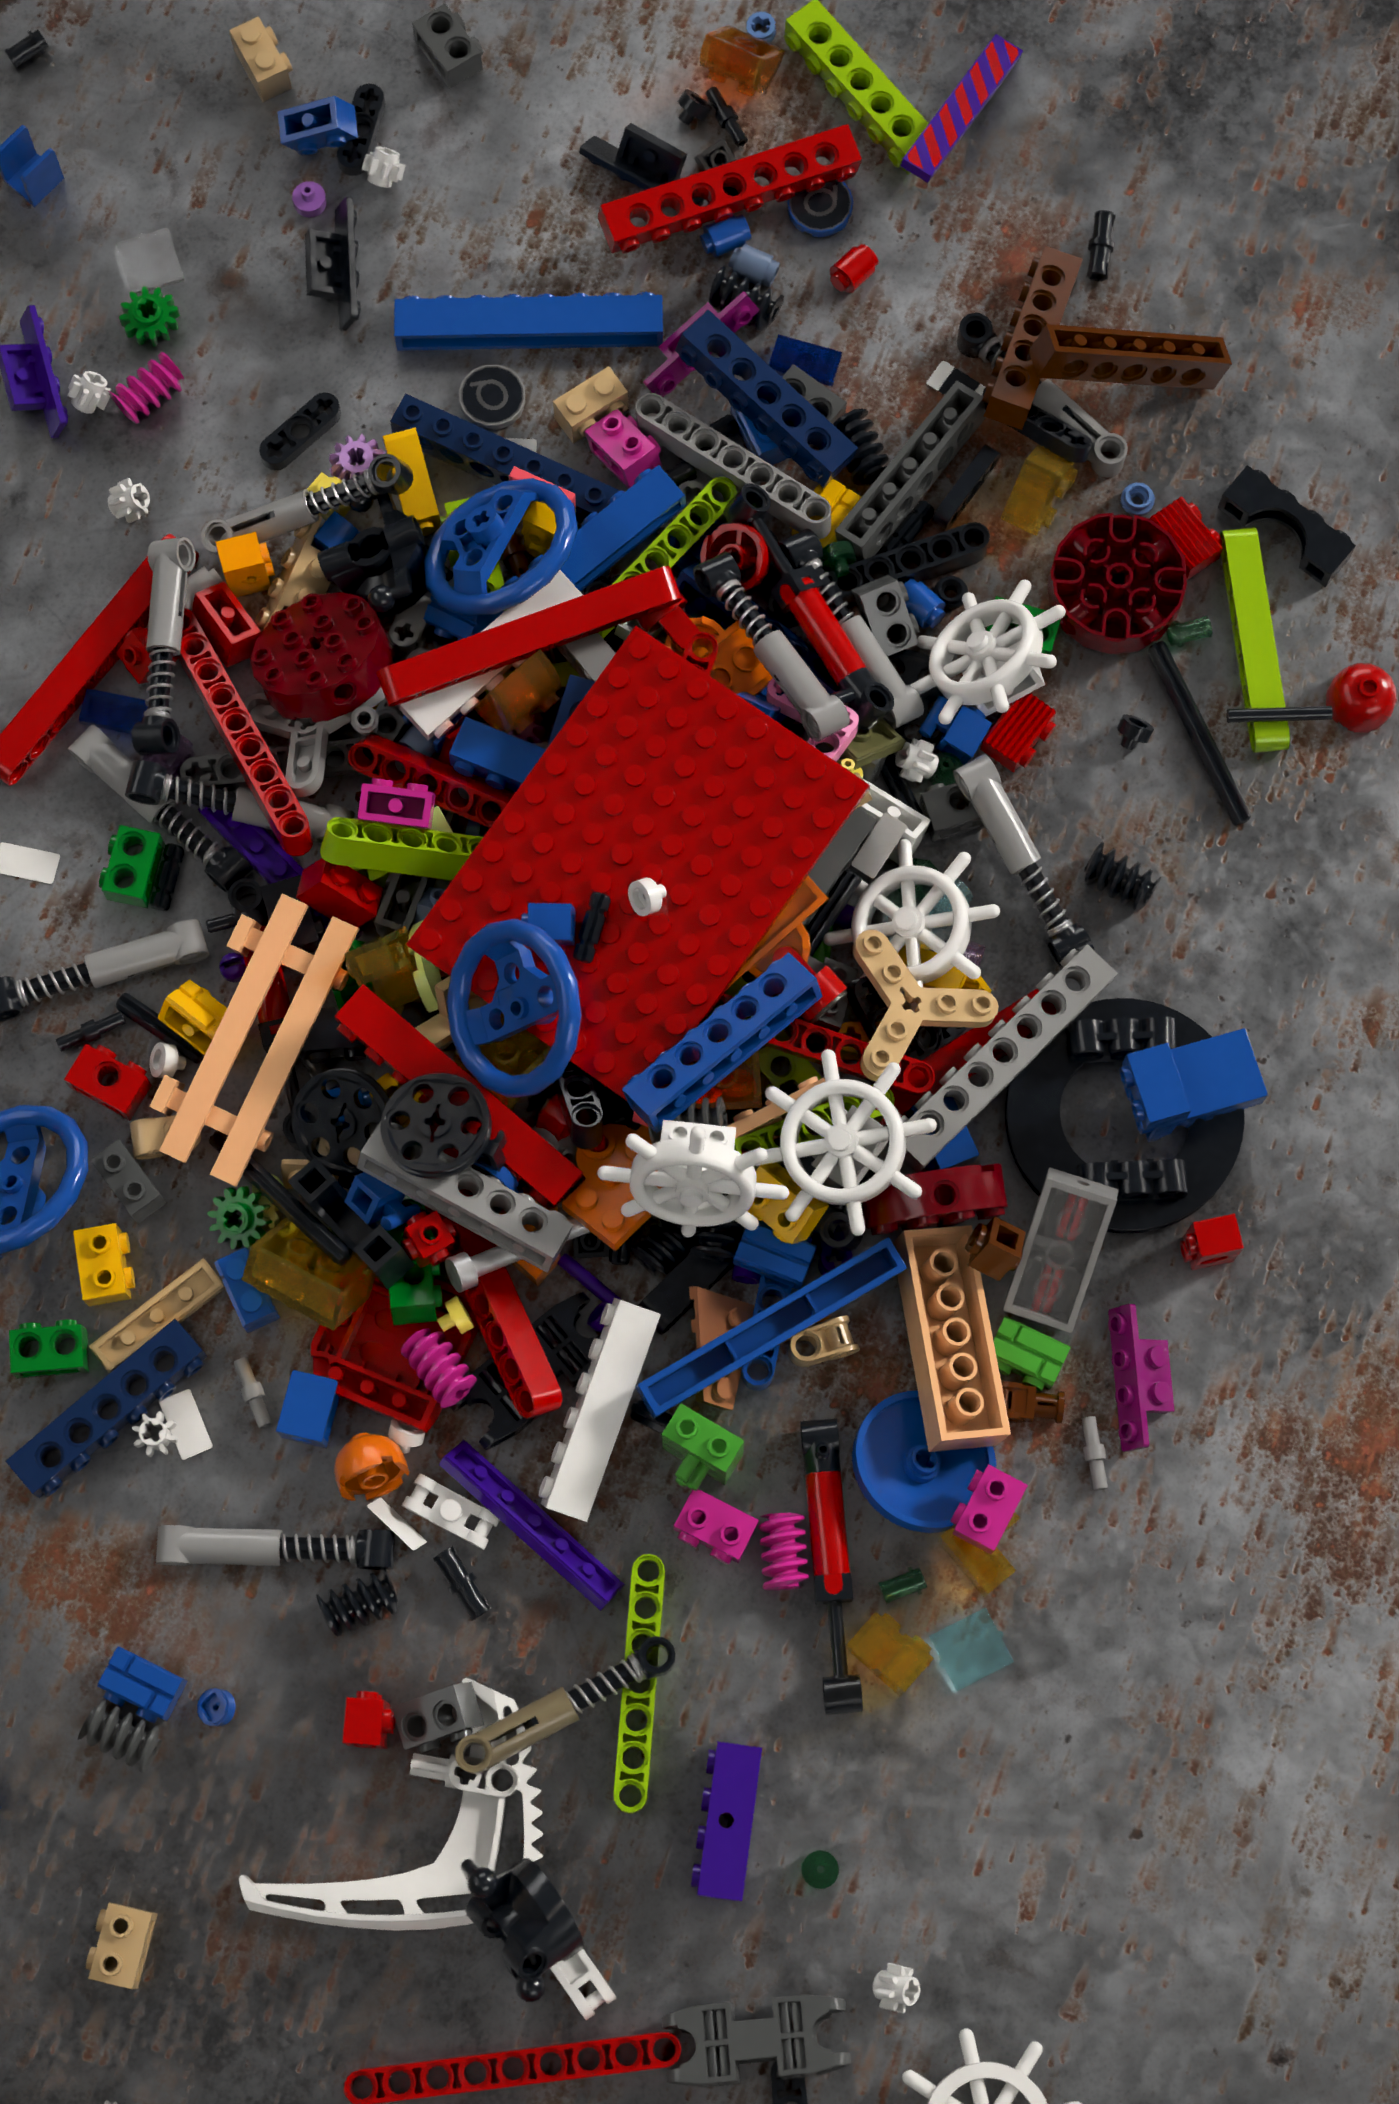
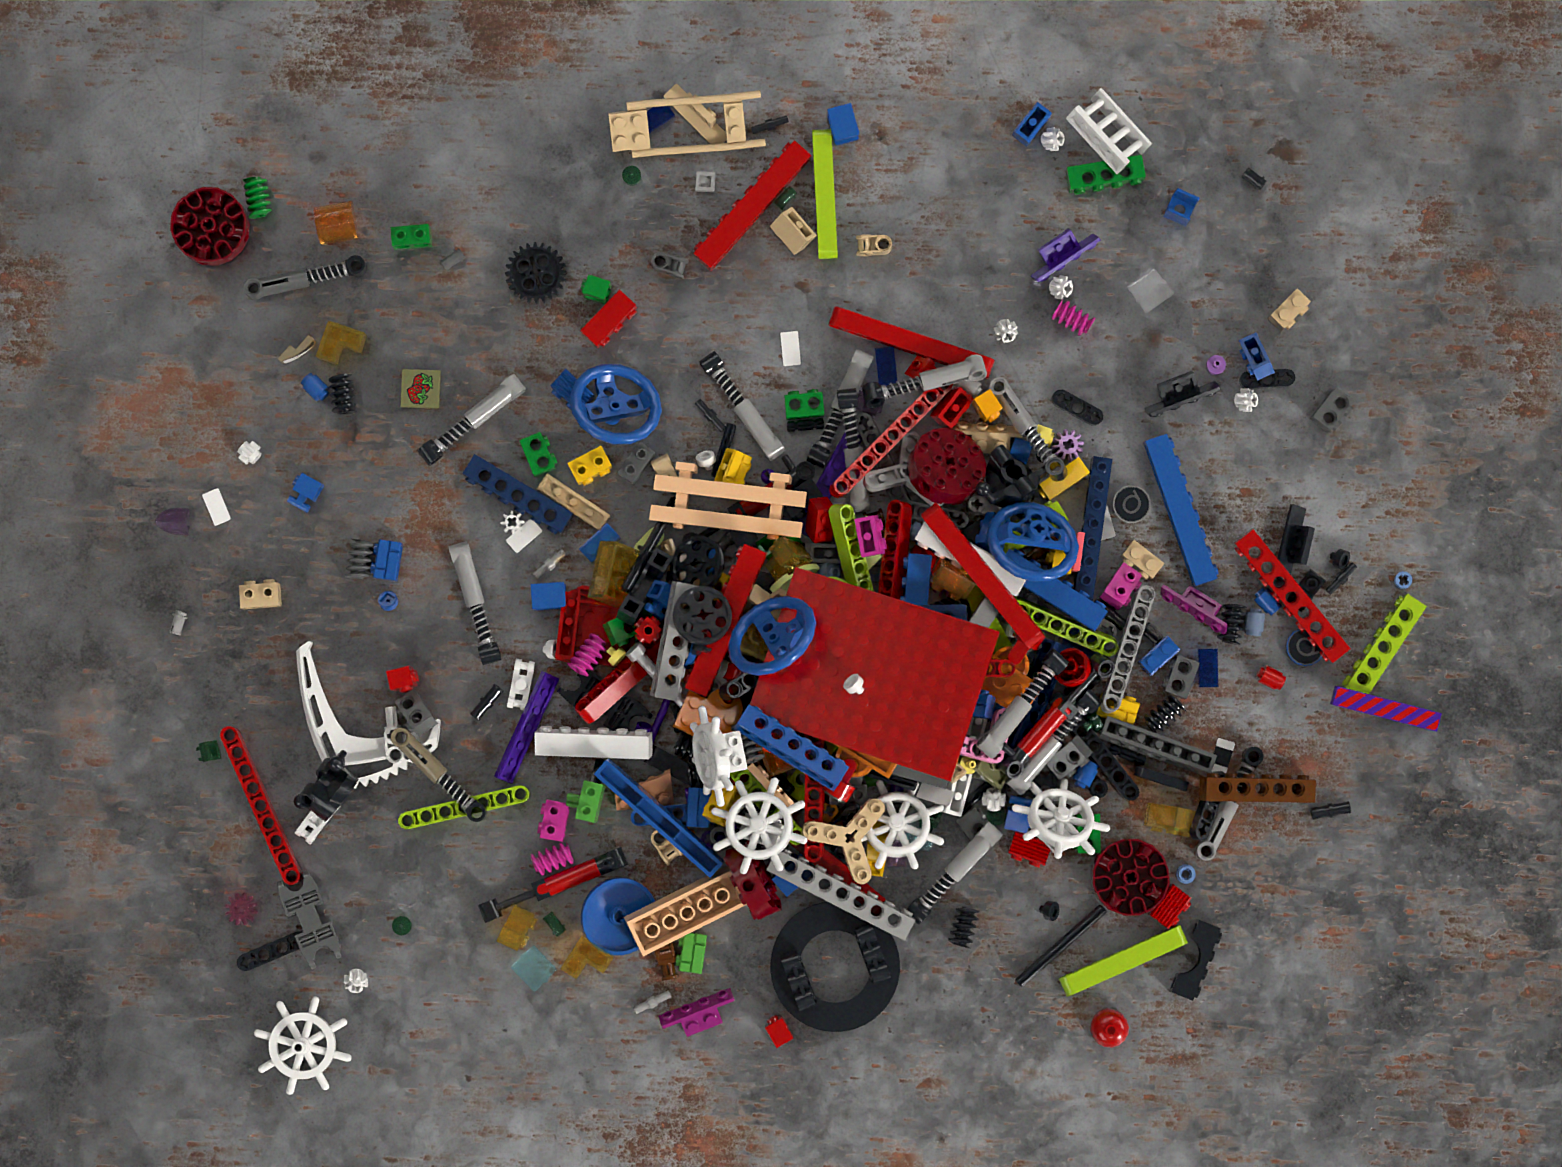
camera: 70 degrees right, 10 degrees up
(121, 1097) = (683, 423): red brick -> none
(146, 306) = (1121, 297): green gear -> none
(251, 1216) = (635, 534): green gear -> none
(358, 1603) = (459, 654): black piece -> none
(361, 713) = (911, 502): light grey pin -> none
(369, 1466) = (530, 636): orange cylinder -> none
(396, 1524) = (505, 659): white sticker -> none
(555, 919) = (824, 639): blue brick -> none
(591, 927) = (830, 661): black axle -> none
(732, 1794) = (421, 871): dark purple brick -> none
(740, 58) = (1377, 576): clear orange brick -> none
(761, 381) = (1169, 666): dark blue brick -> none
(989, 1508) = (601, 956): dark pink brick -> none
(995, 1248) = (736, 920): reddish brown brick -> none
(1061, 1249) = (748, 954): clear brick -> none
(1129, 357) = (1259, 846): reddish brown brick -> none
(1188, 631) = (1117, 924): clear green pin -> none
(1191, 1082) = (854, 996): blue brick -> none
(1279, 714) = (1080, 985): black bar -> none

